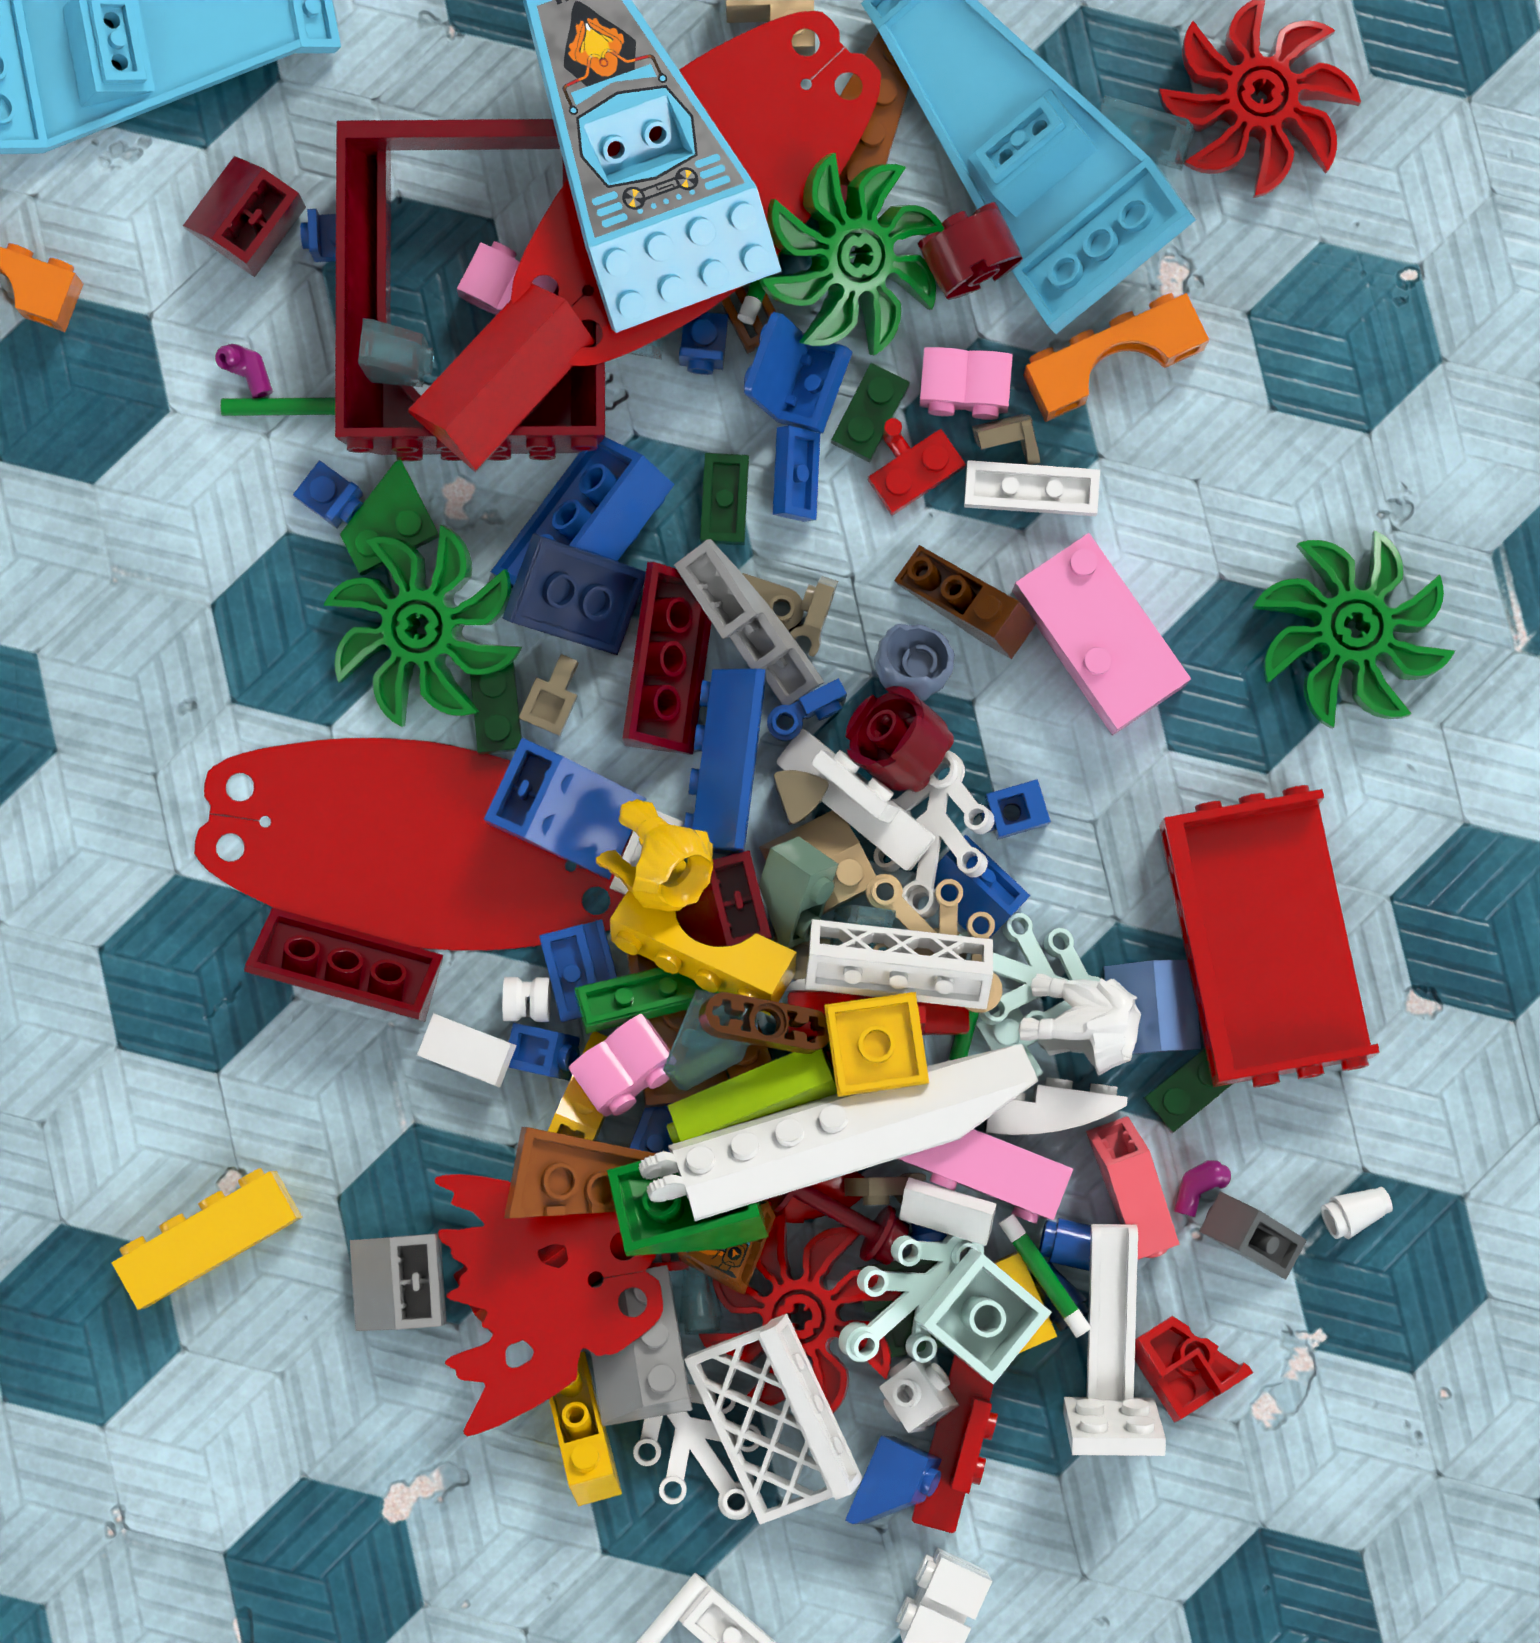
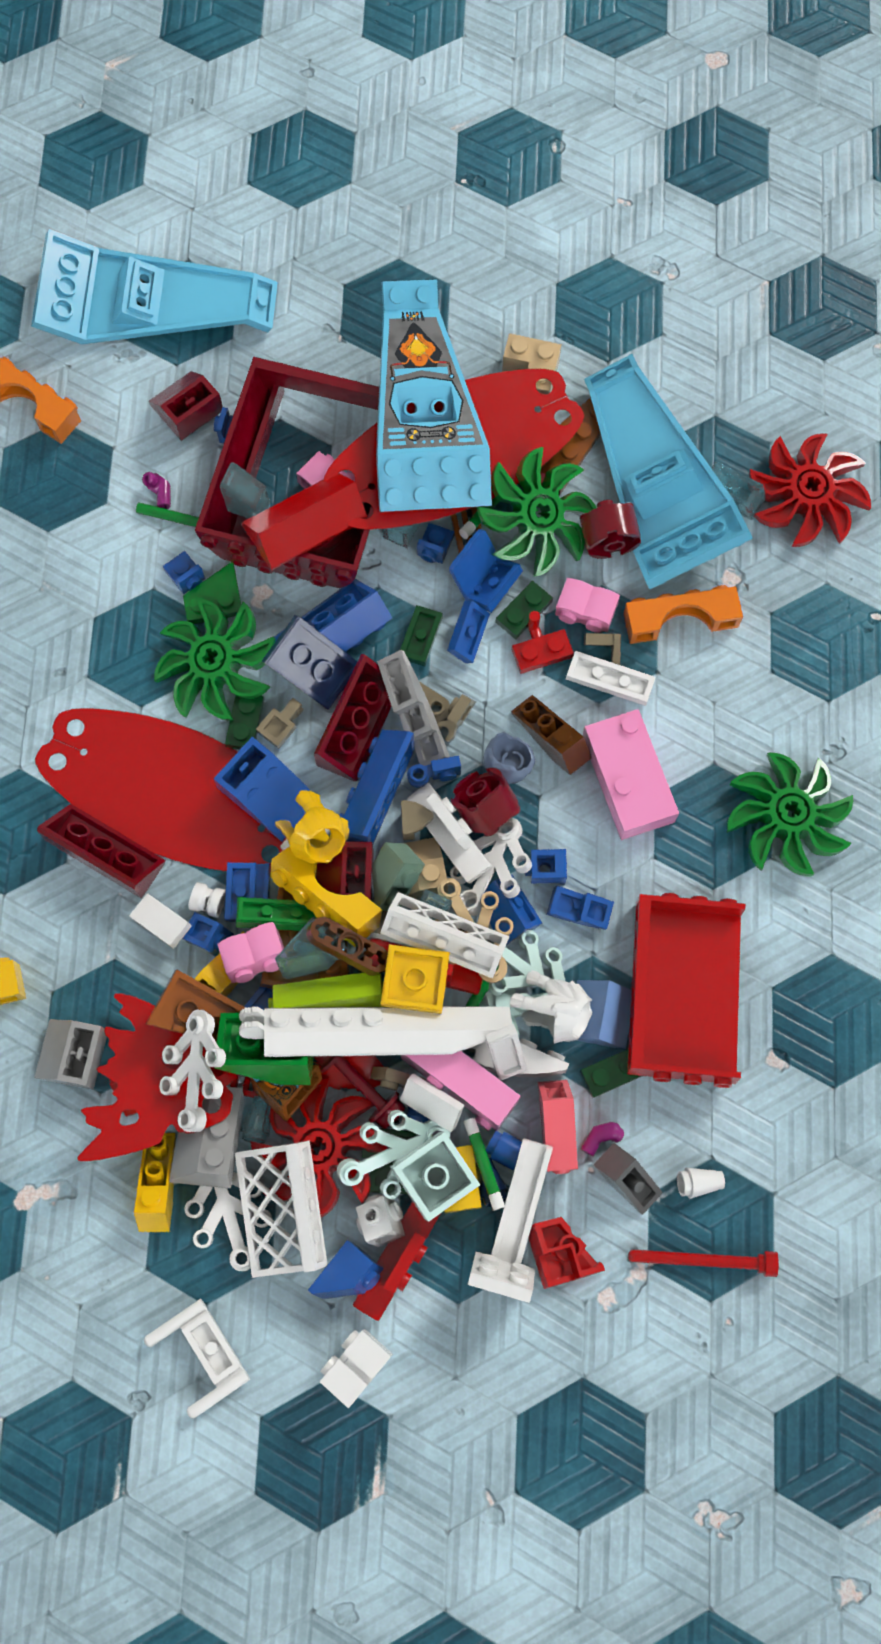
camera: 15 degrees right, 10 degrees down
(586, 1207) = (198, 1034): none -> white plant
(1035, 1111) = (506, 1052): none -> white tile
(1080, 857) = (580, 908): none -> blue slope
(1475, 1300) = (764, 1263): none -> red piece

